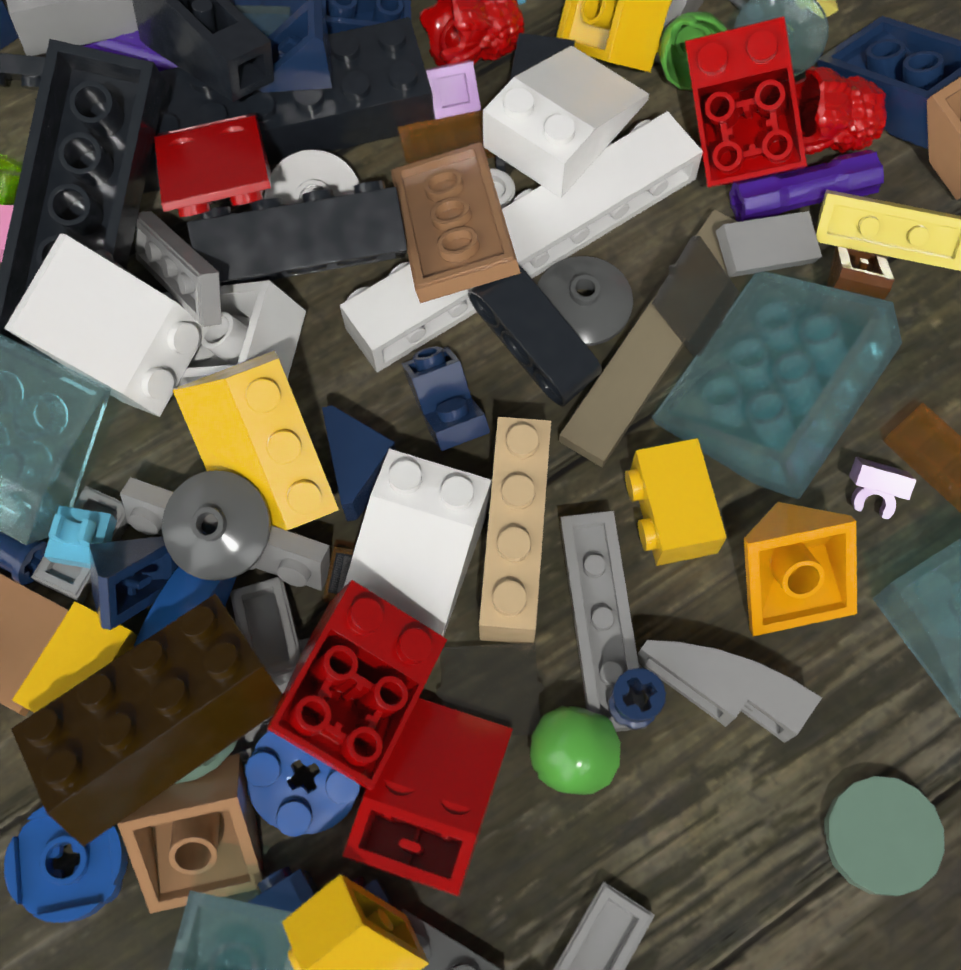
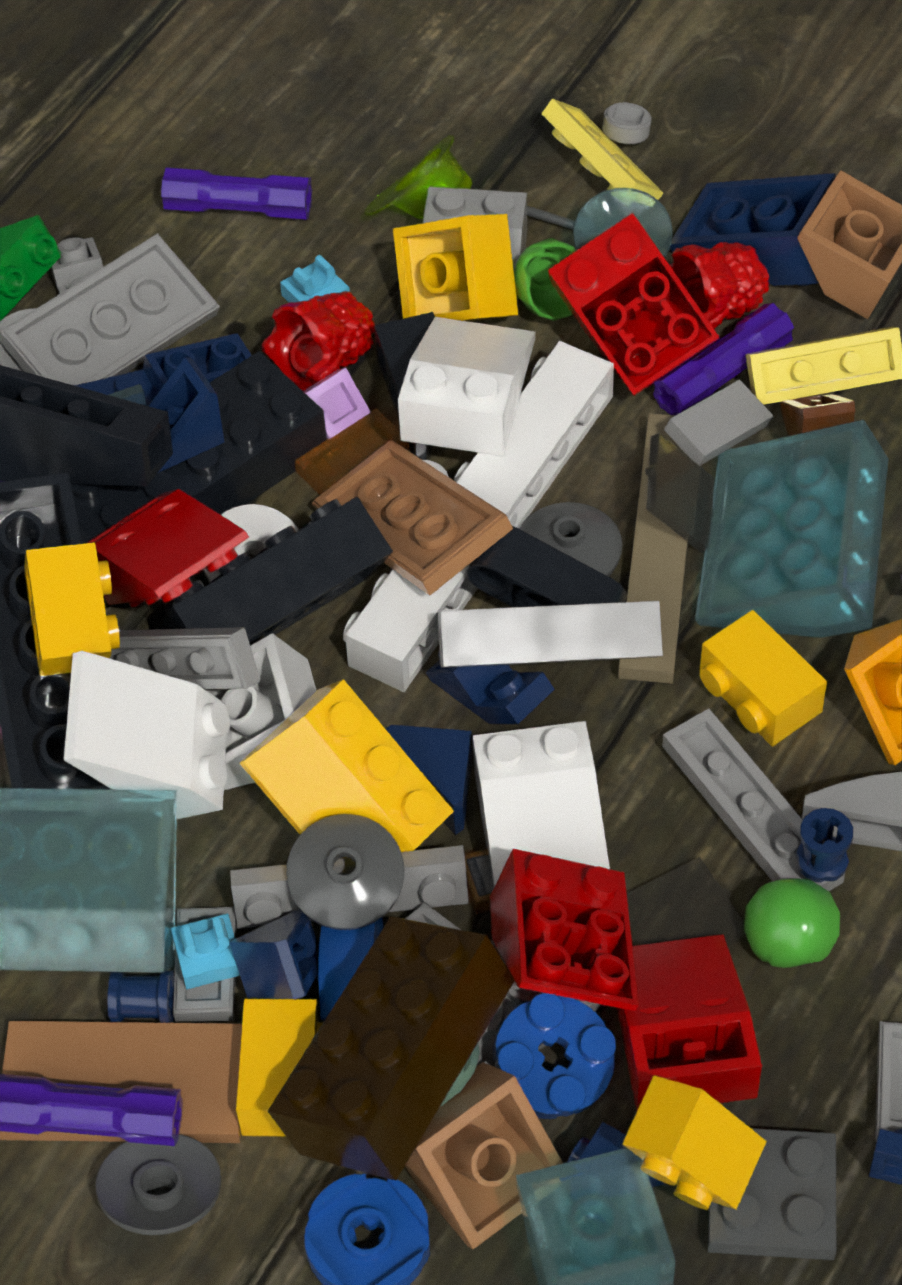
camera: 25 degrees left, 15 degrees down
(90, 187) = (69, 605): none -> yellow brick
(508, 382) = (549, 634): none -> tile
(515, 531) = (630, 765): tan brick -> none

